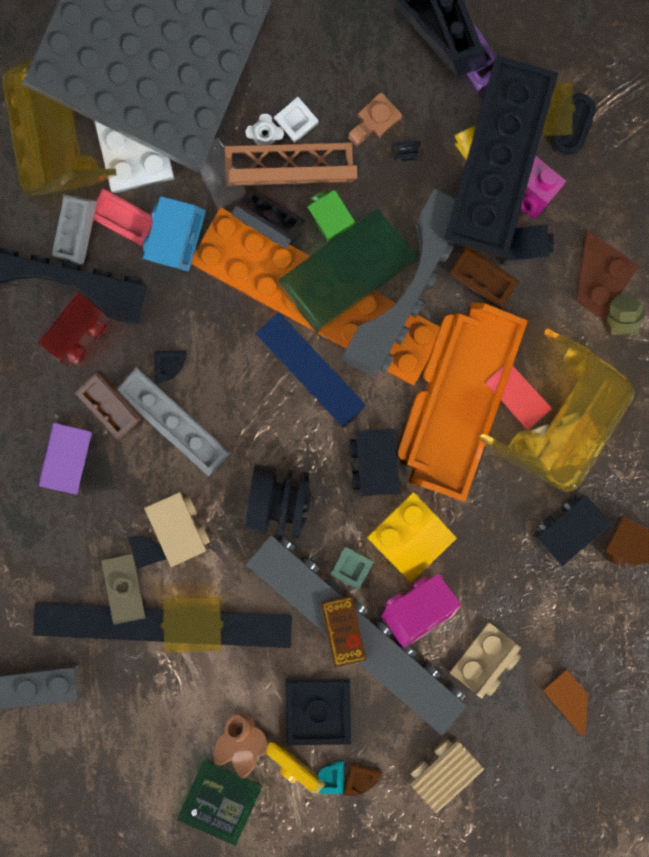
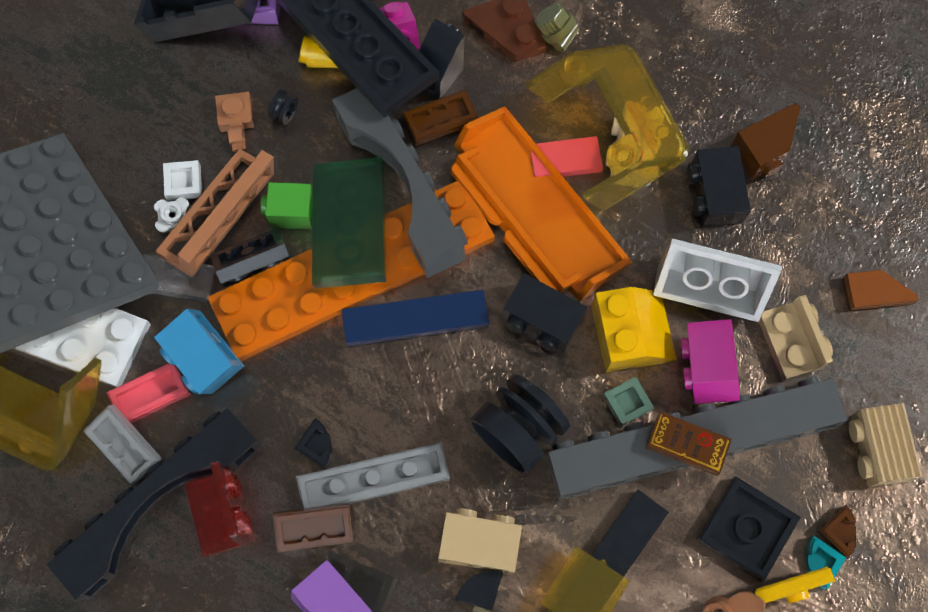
camera: 60 degrees left, 15 degrees down
(487, 573) = (715, 279): none -> white slope

